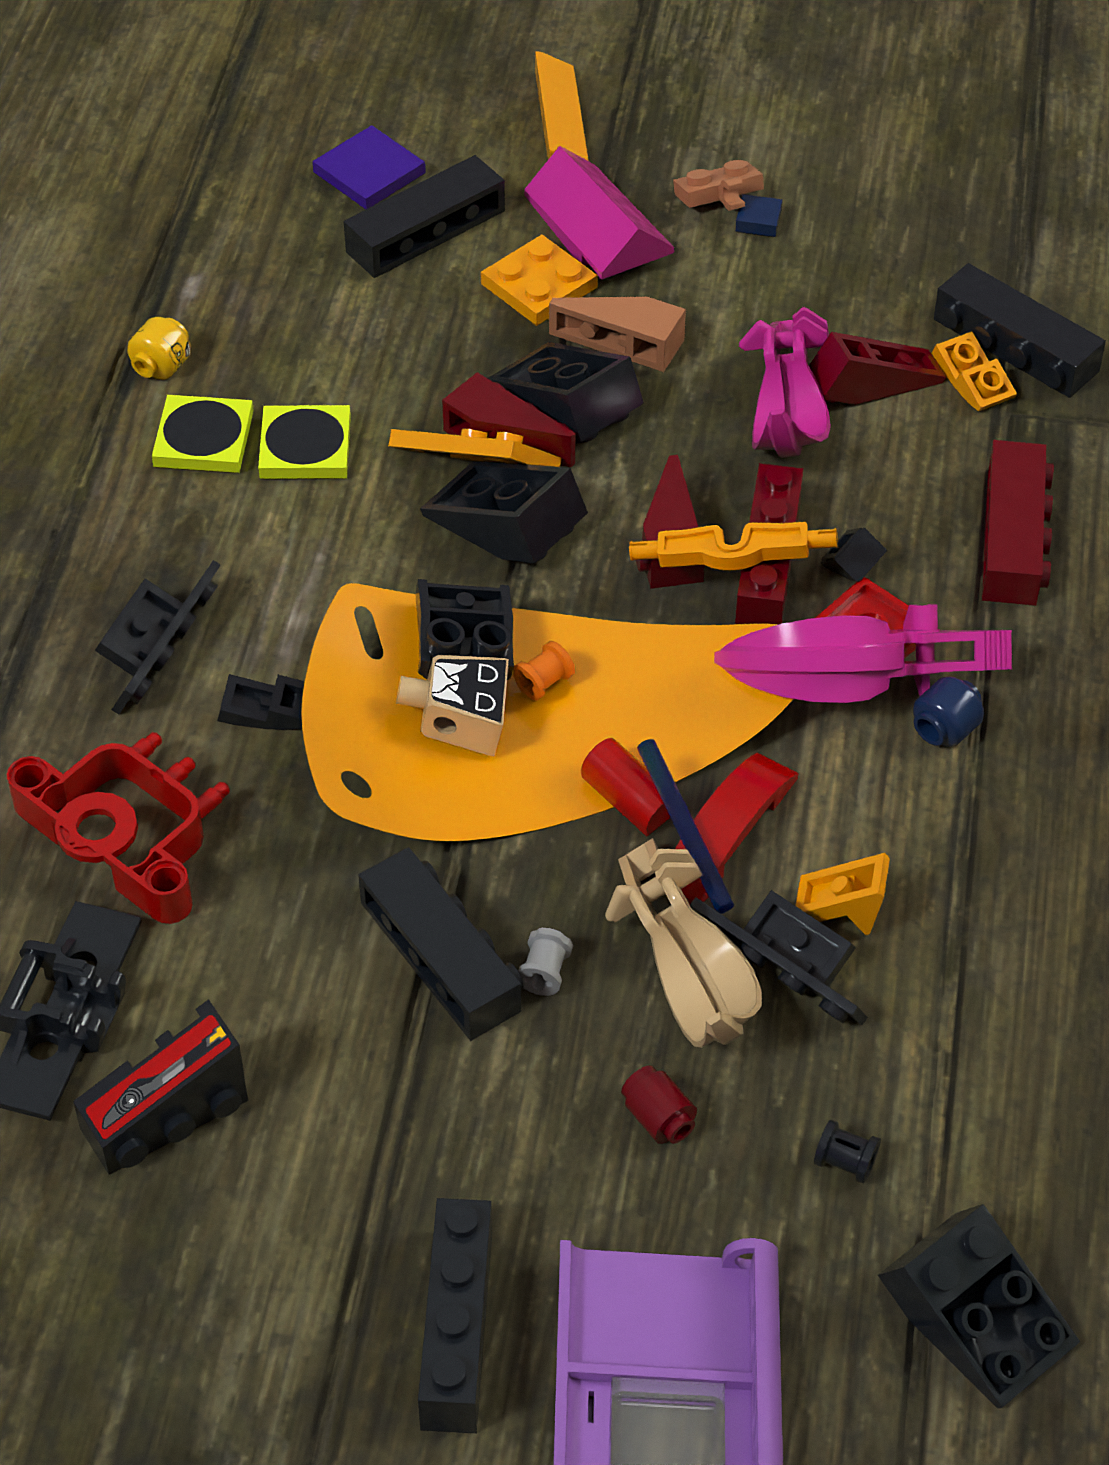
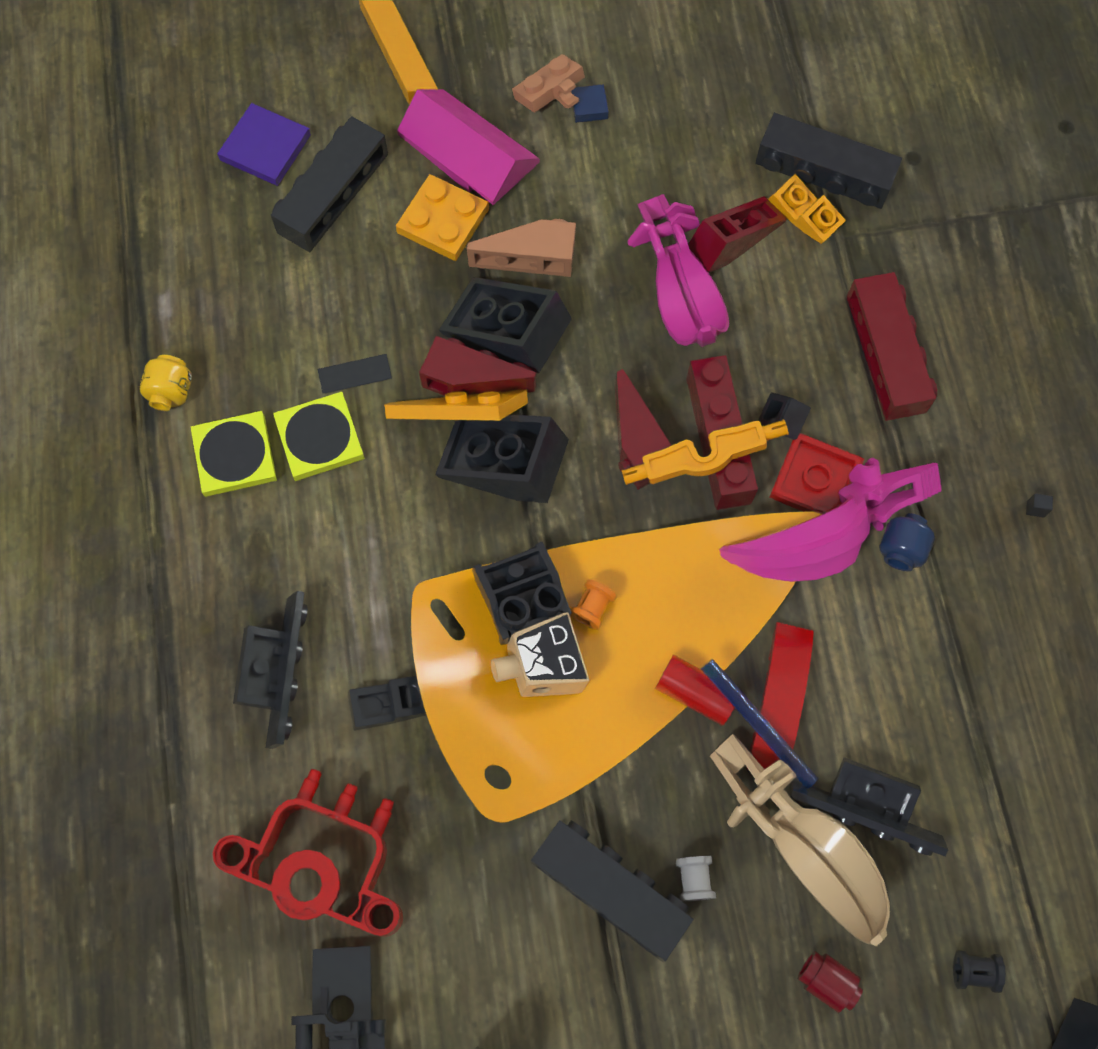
camera: 20 degrees left, 20 degrees up
(374, 398) = (354, 373): none -> black sticker
(847, 890) = (895, 740): light orange slope -> none

